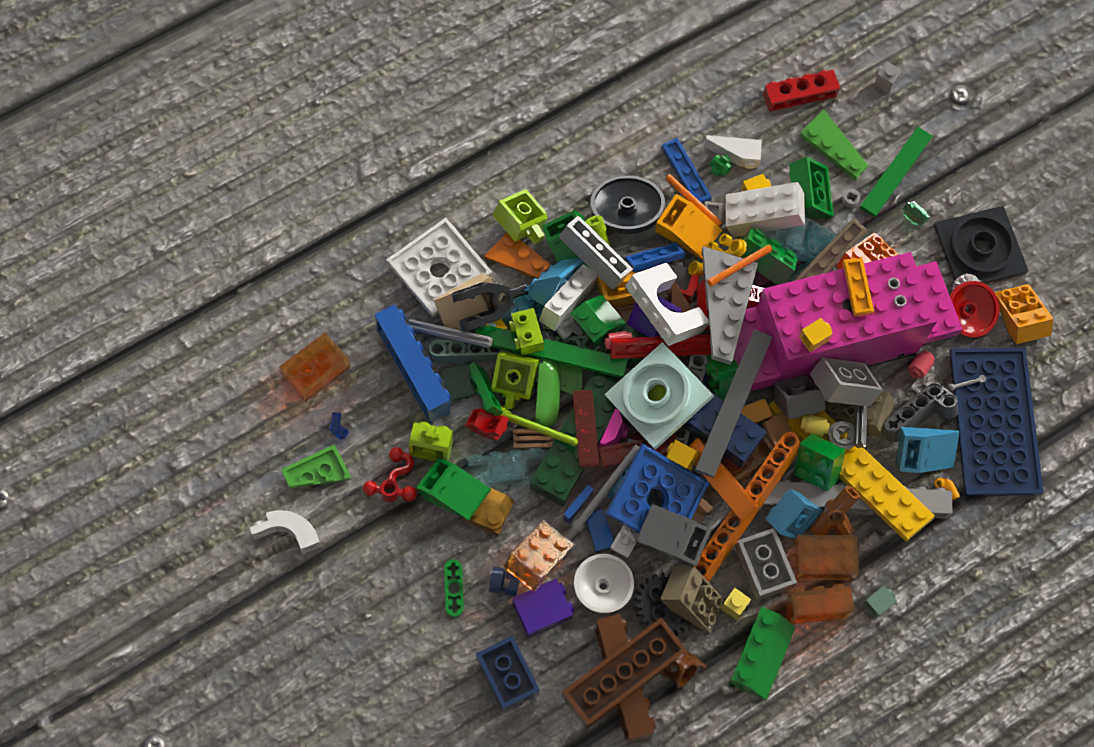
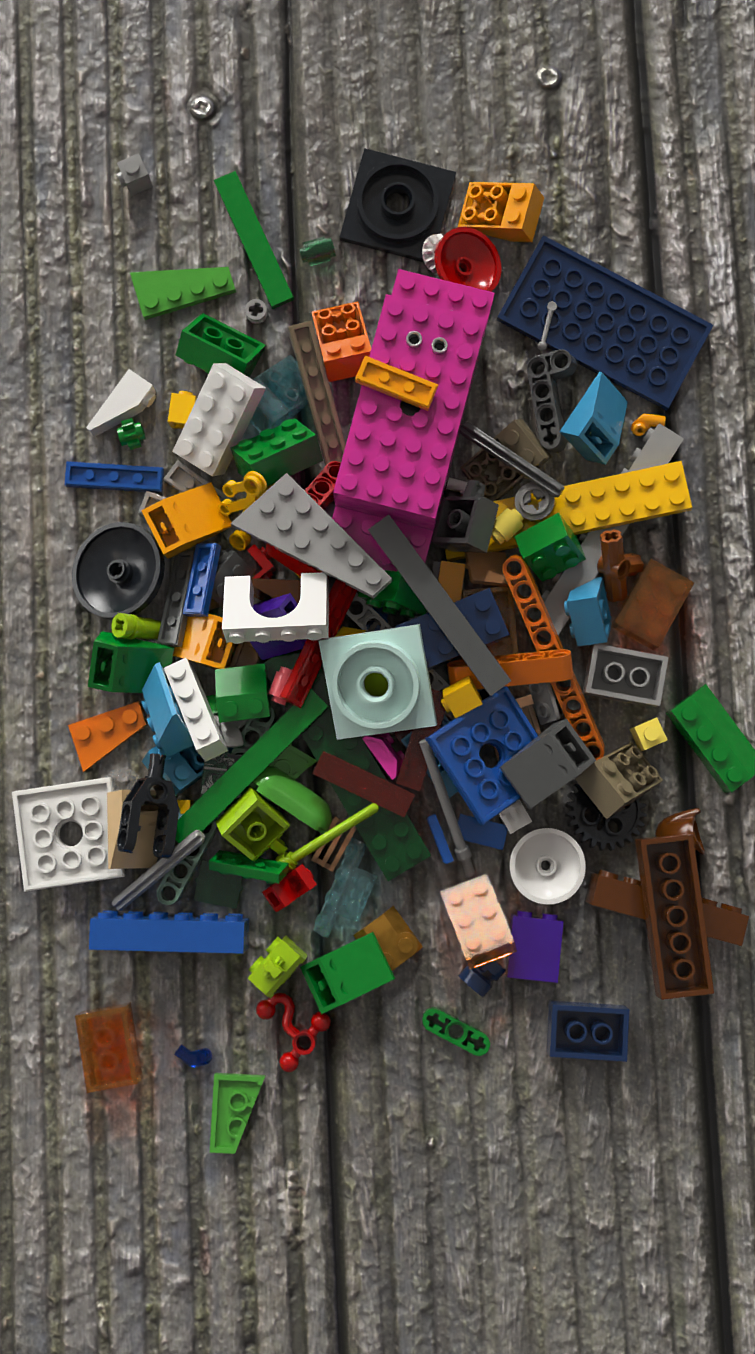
camera: 50 degrees left, 15 degrees up
(290, 523) = (289, 1168): white arch -> none
(521, 216) = (62, 703): lime hinge -> none
(527, 331) = (212, 784): lime brick -> none
(595, 252) = (162, 649): light grey brick -> none
(685, 193) = (156, 491): orange bar -> none
(739, 265) = (280, 494): orange bar -> none
(794, 97) = (93, 246): red brick -> none
(816, 334) = (429, 469): yellow brick -> none
(819, 604) = (702, 646): clear orange brick -> none
(845, 382) = (485, 463): light grey brick -> none
(880, 602) = (732, 577): sand green brick -> none
(921, 364) = (496, 361): coral brick -> none

